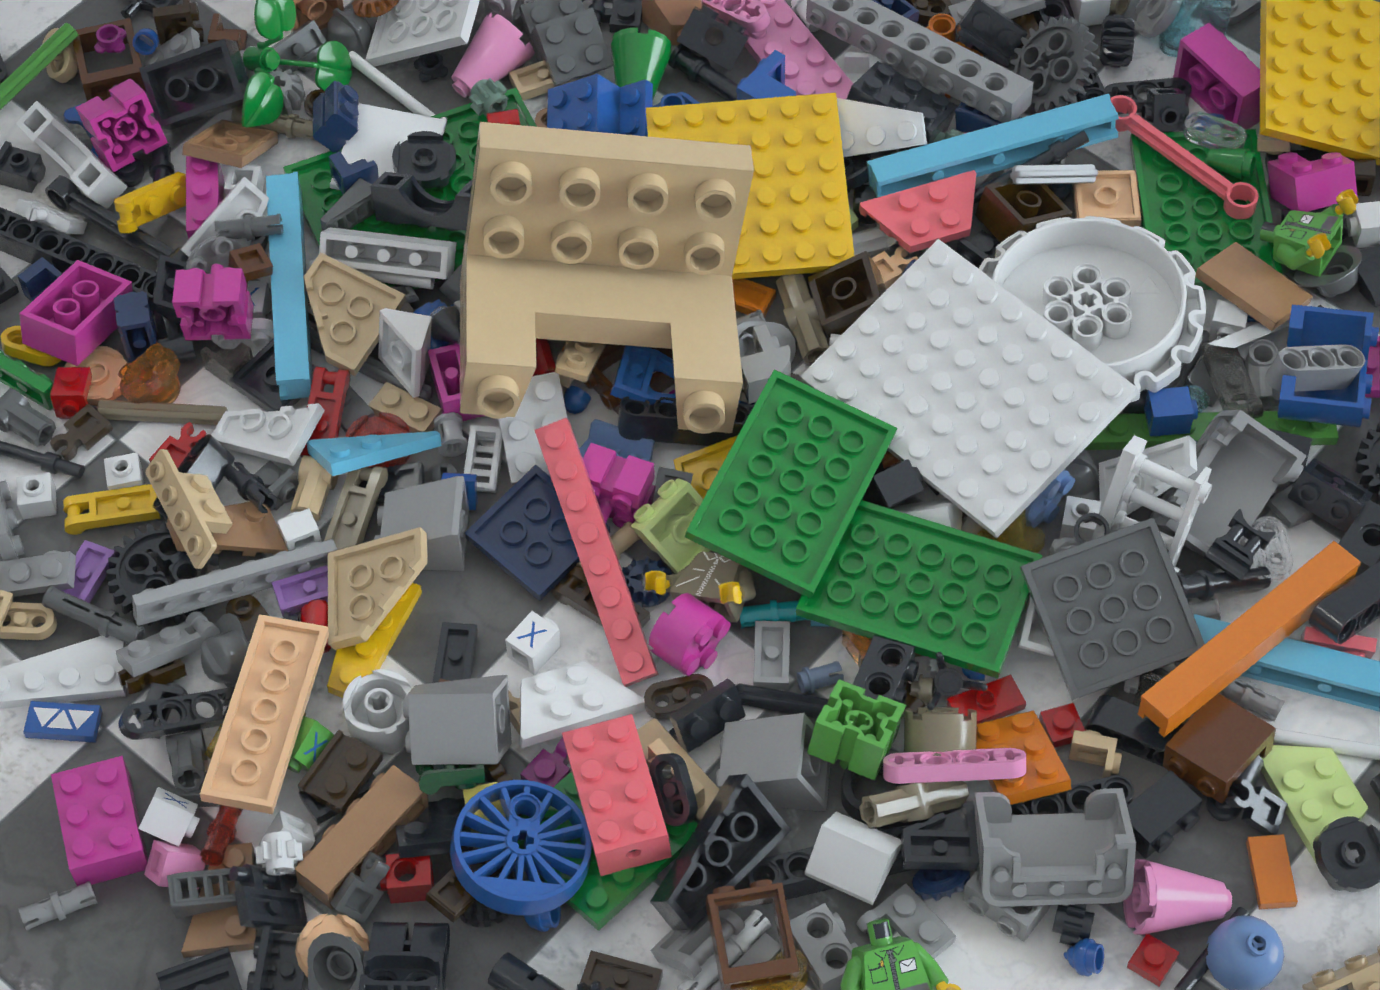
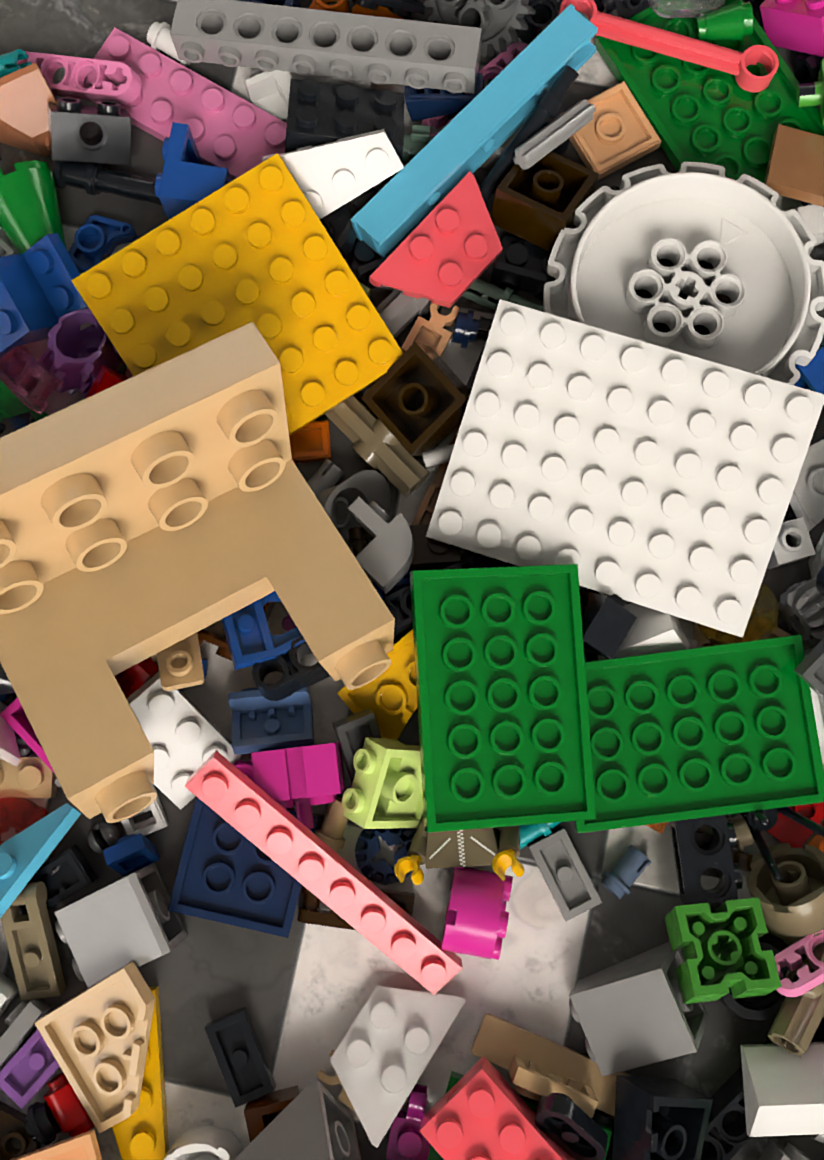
camera: 30 degrees left, 25 degrees up
(533, 642) = (313, 996): white brick -> none
(675, 692) = (500, 977): dark brown plate -> none
(706, 715) = (541, 994): black bracket -> none
(780, 700) = (614, 915): black axle -> none

